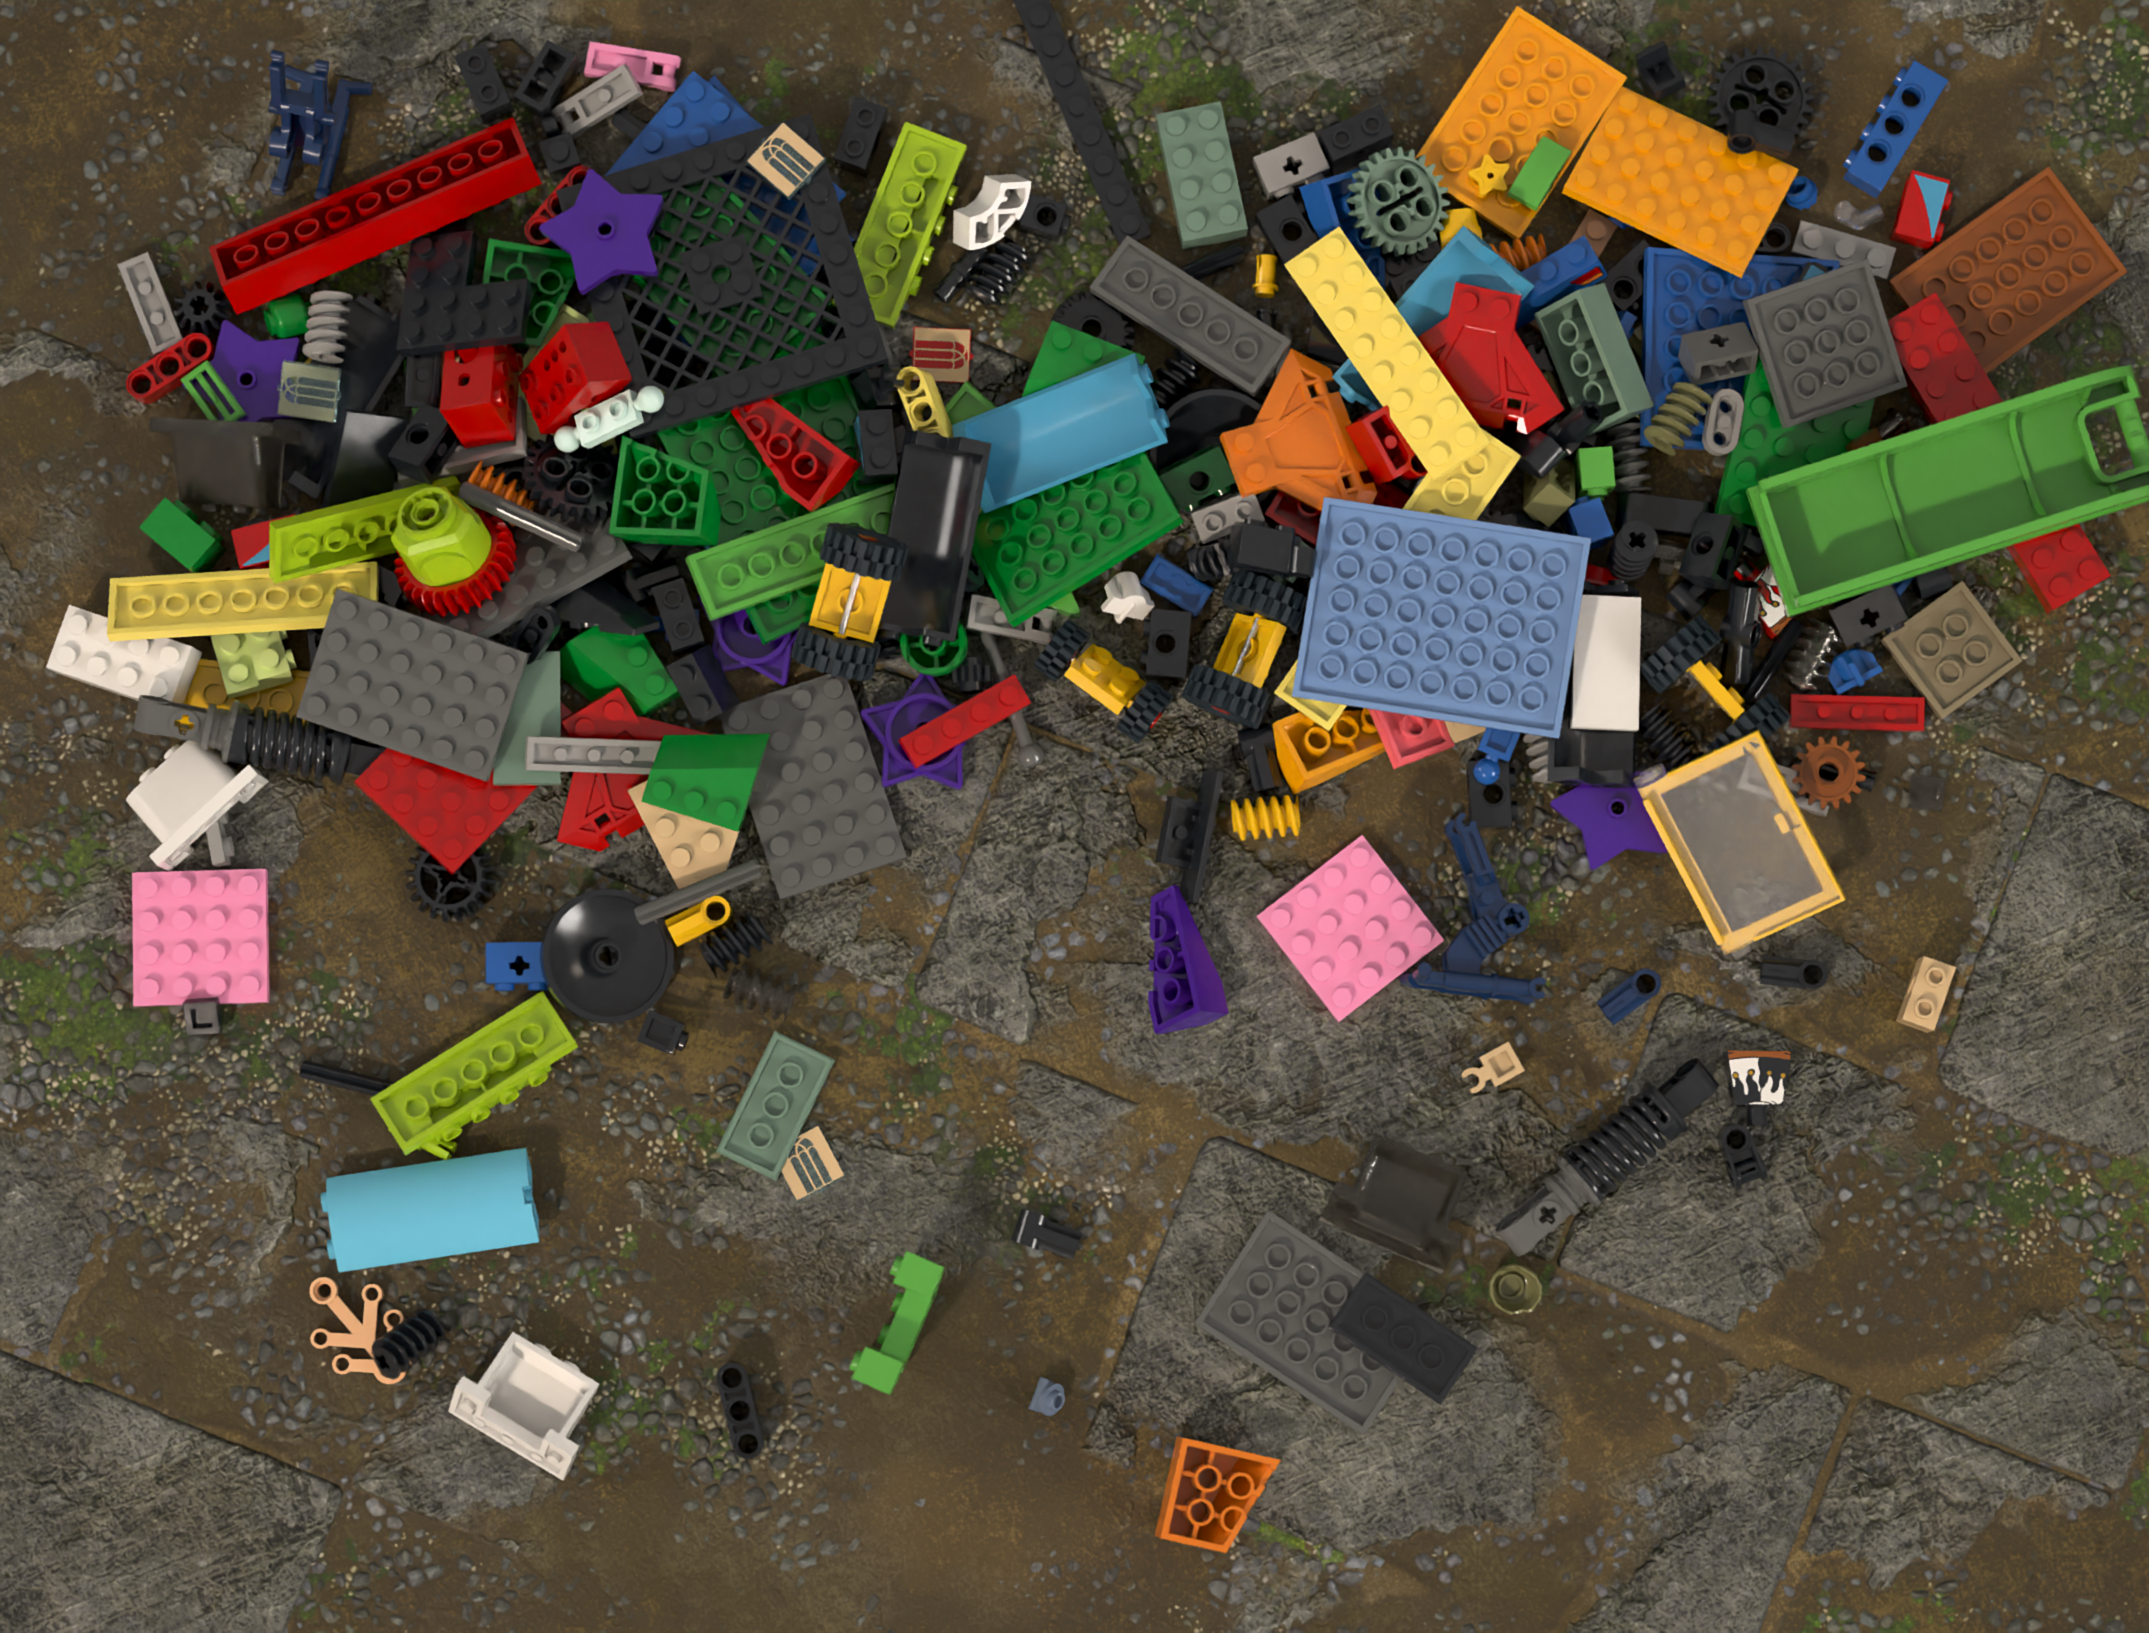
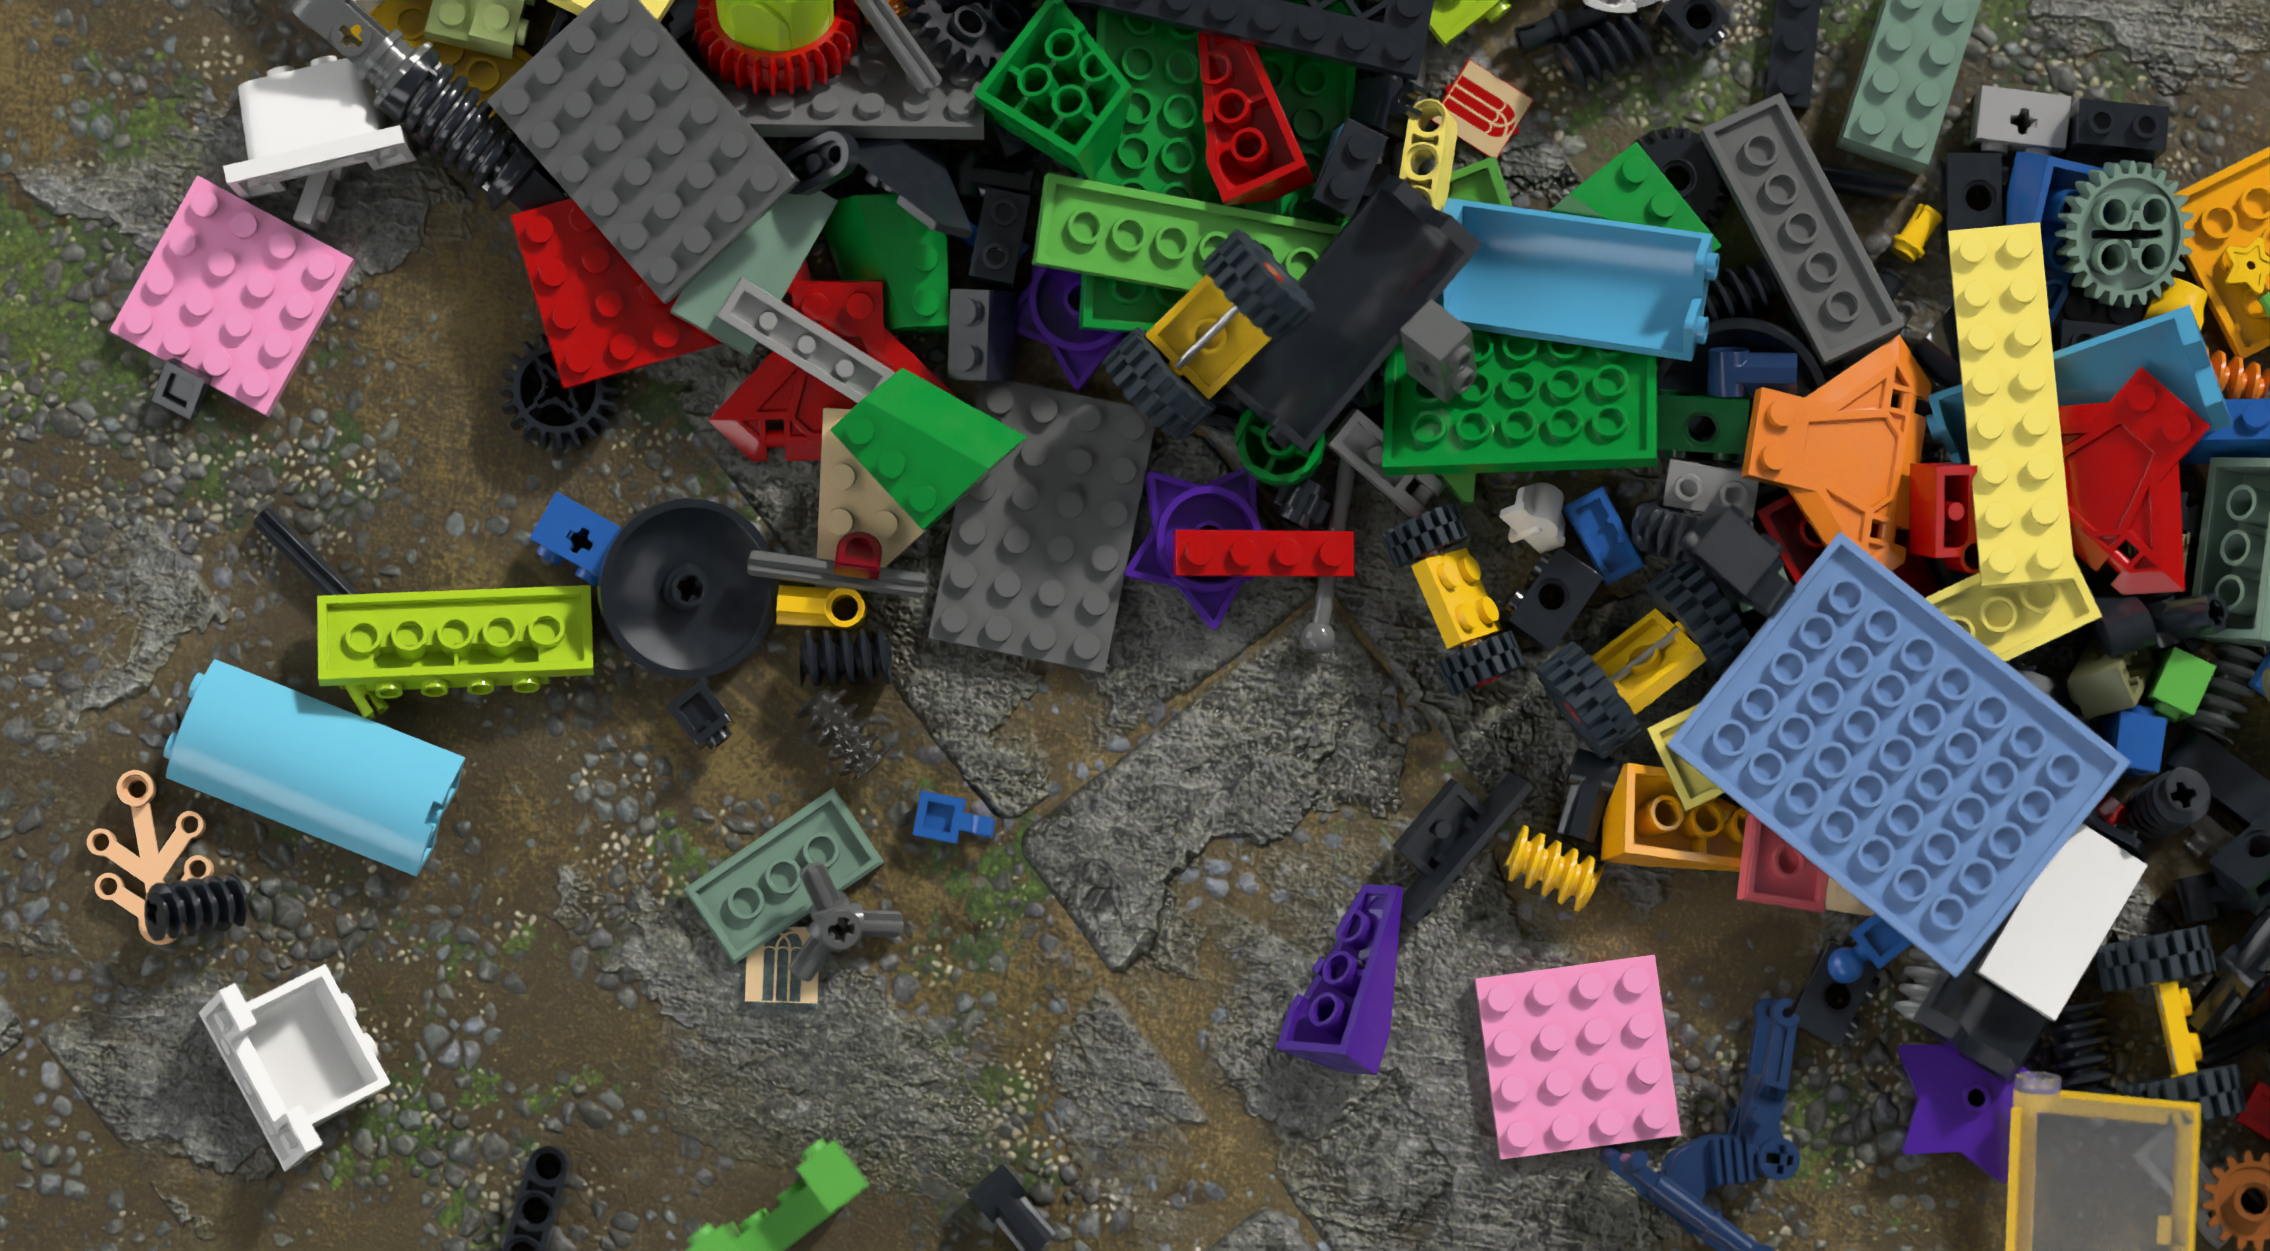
camera: 25 degrees right, 0 degrees up
(705, 872) = (858, 556): none -> dark red tile
(816, 1111) = (826, 909): none -> dark grey bush
(857, 1009) = (944, 818): none -> blue plate
(1003, 528) = (1439, 351): none -> dark grey brick
(1202, 431) = (1740, 372): none -> dark blue piece

